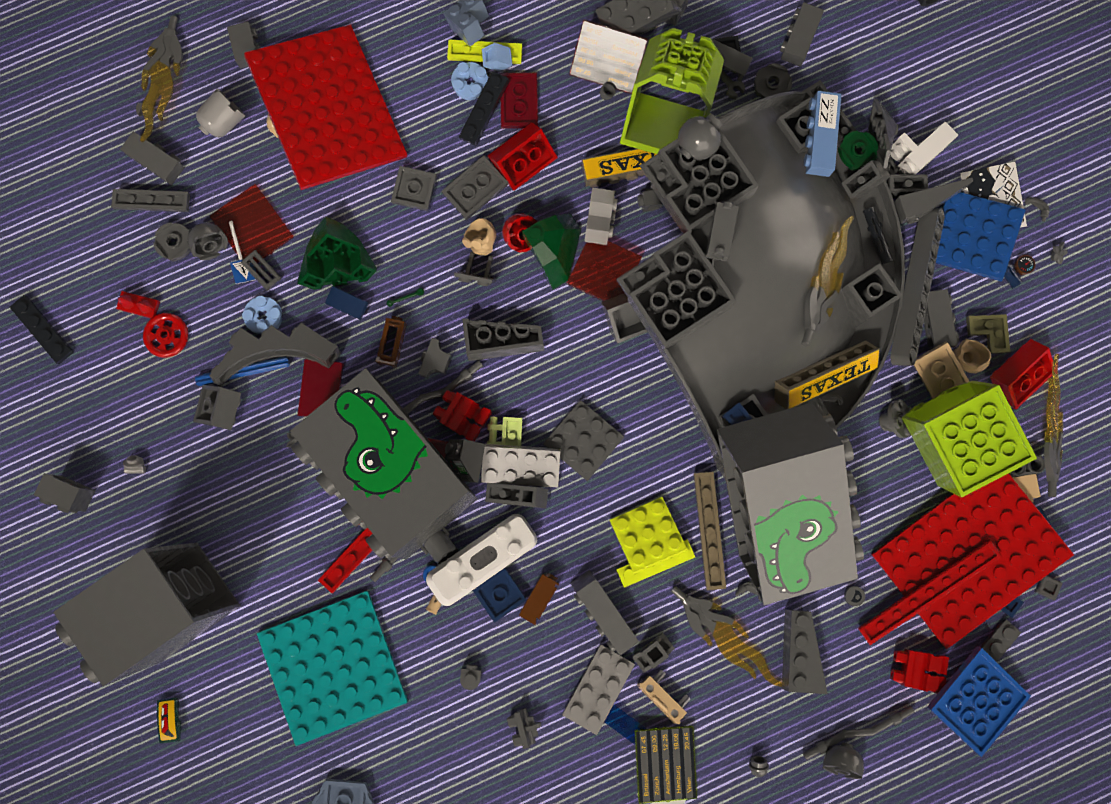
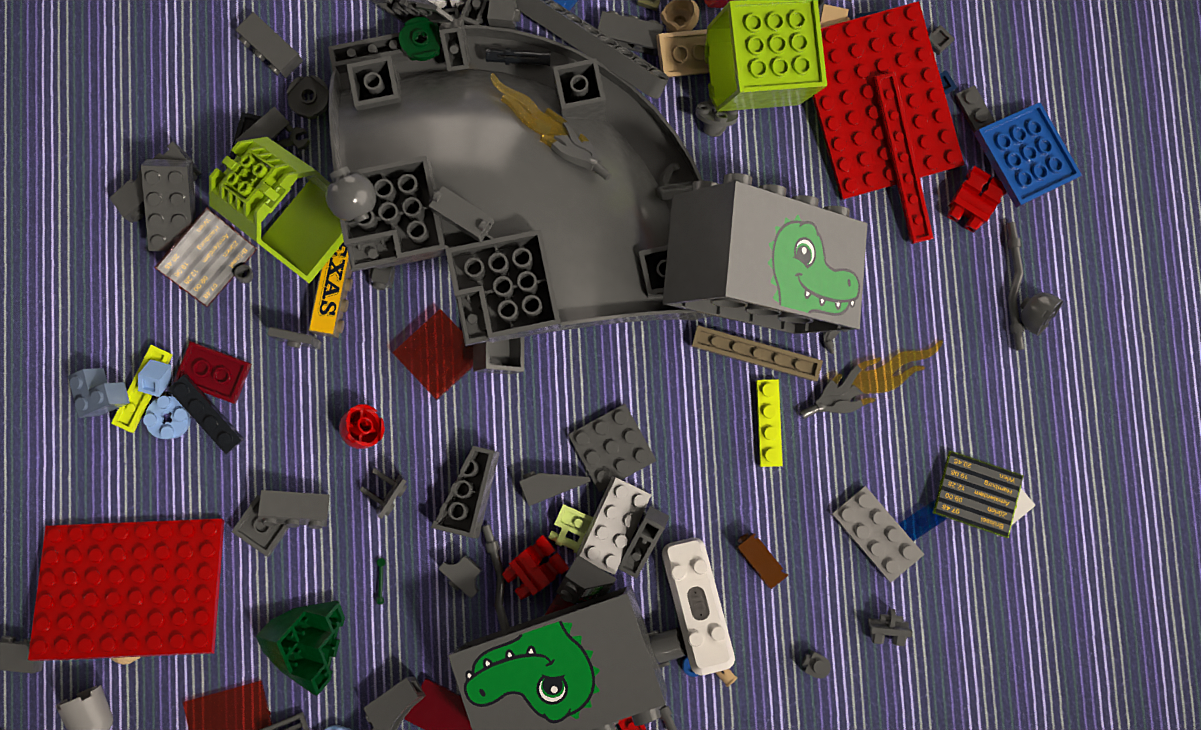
camera: 70 degrees left, 0 degrees up
(346, 303) = (360, 649): dark blue slope -> none
(393, 359) = (404, 602): reddish brown window -> none
(435, 206) = (293, 509): none -> dark grey brick
(475, 187) = (290, 457): dark grey plate -> none
(480, 237) = (348, 473): tan hair -> none
(499, 595) = (742, 600): dark blue plate -> none
(523, 156) = (277, 392): red slope -> none
(530, 396) = (544, 486): none -> dark grey slope
(554, 246) = (391, 397): dark green brick -> none
(570, 151) = (294, 339): none -> dark grey plate
(600, 216) = (379, 335): light grey brick -> none
(604, 612) = (801, 497): dark grey wedge -> none
(648, 535) = (737, 419): neon yellow plate -> none
(653, 653) = (861, 461): dark grey brick -> none
(662, 699) = (915, 470): tan piece -> none
(736, 415) = (655, 277): dark blue plate -> none
(759, 766) = (1013, 399): dark grey plate -> none
(801, 655) = (918, 311): dark grey wedge -> none
(823, 133) = (392, 67): medium blue brick -> none
(826, 375) = (645, 169): brick -> none
(854, 596) = (878, 233): dark grey tile -> none

